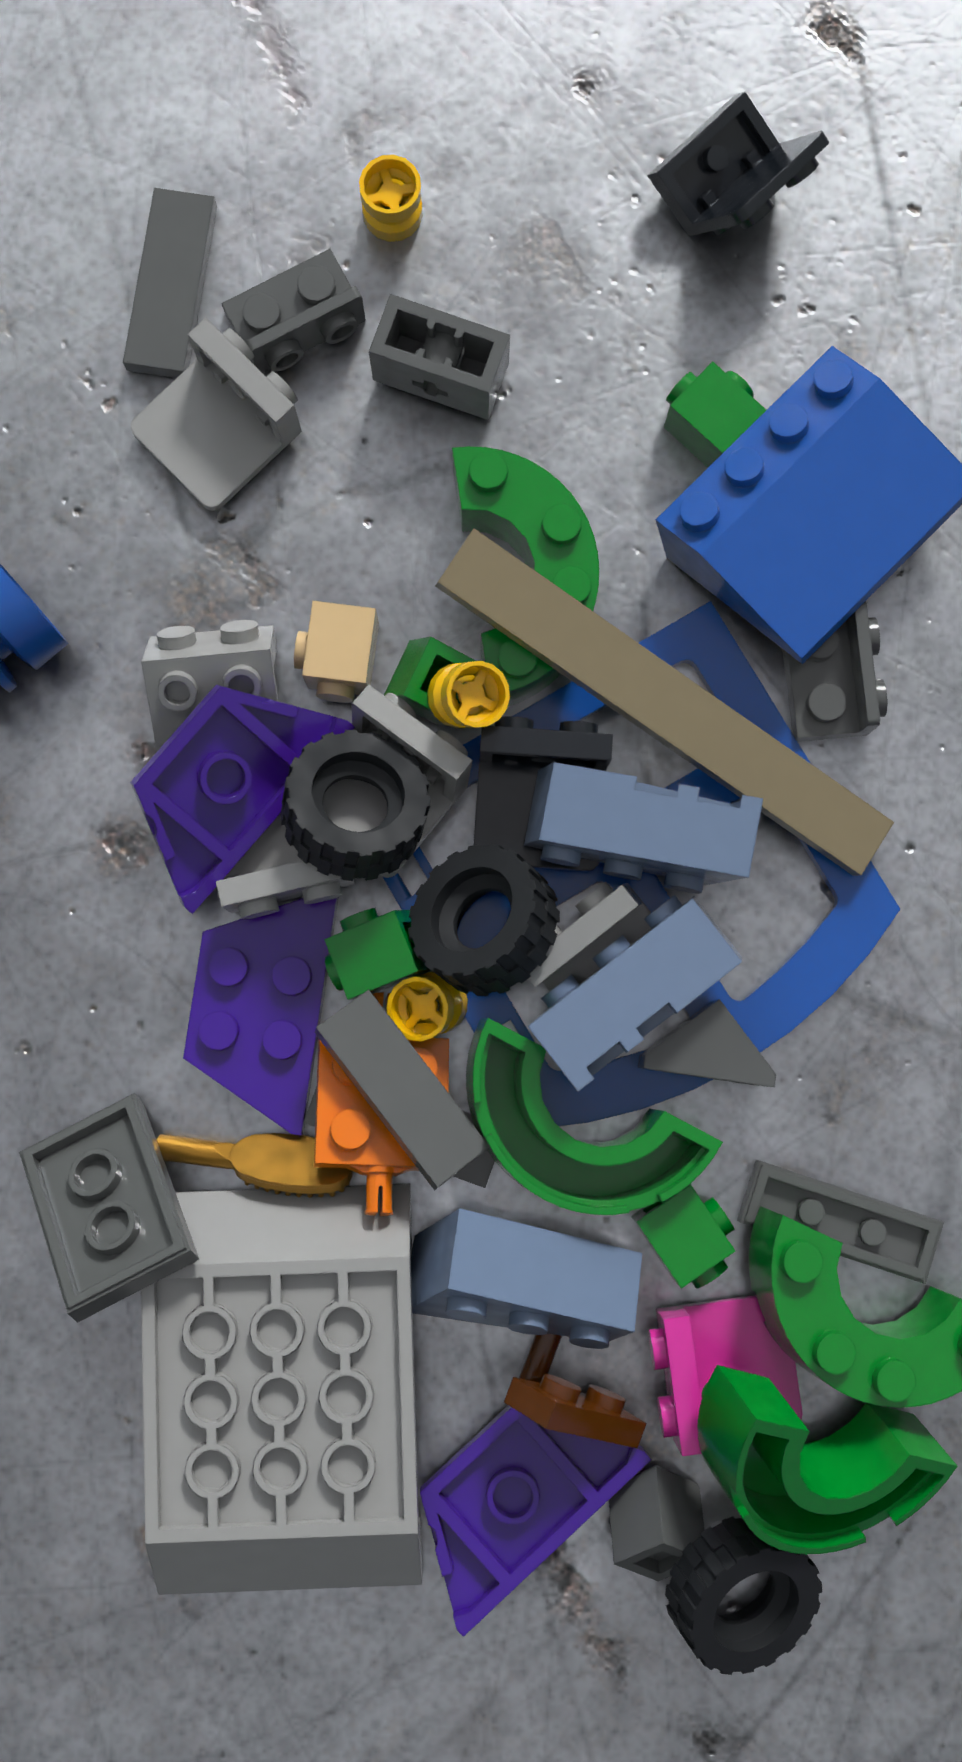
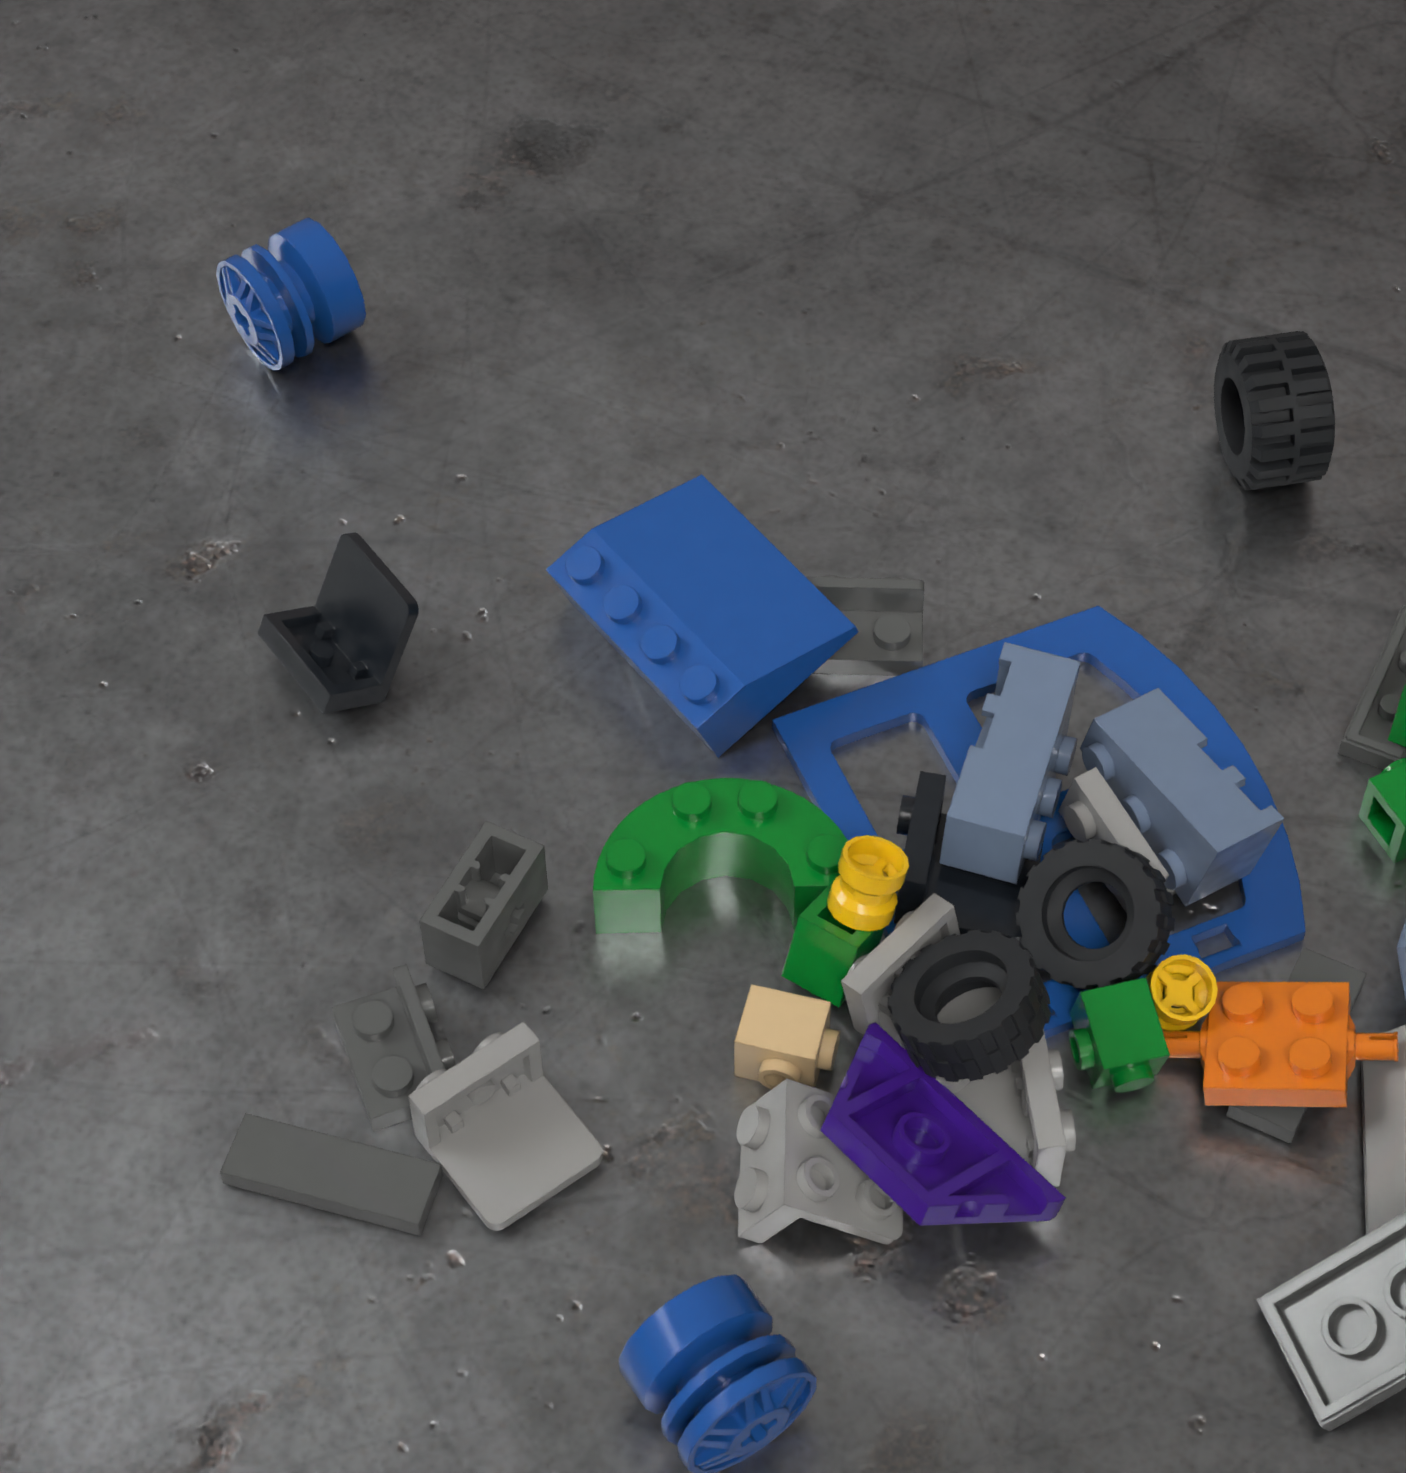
camera: 80 degrees left, 30 degrees down
(259, 1007) = (1169, 1167): dark purple wing -> none
(263, 1160) = (1336, 1165): pearl gold piece -> none
(387, 183) = (292, 940): yellow wheel -> none
(401, 1089) = (1269, 1003): dark grey tile -> none
(584, 1177) = (1320, 910): green brick -> none
(663, 702) = (873, 749): dark tan tile -> none
(710, 1047) = (1239, 737): dark grey slope -> none
(711, 411) = (589, 688): green brick -> none

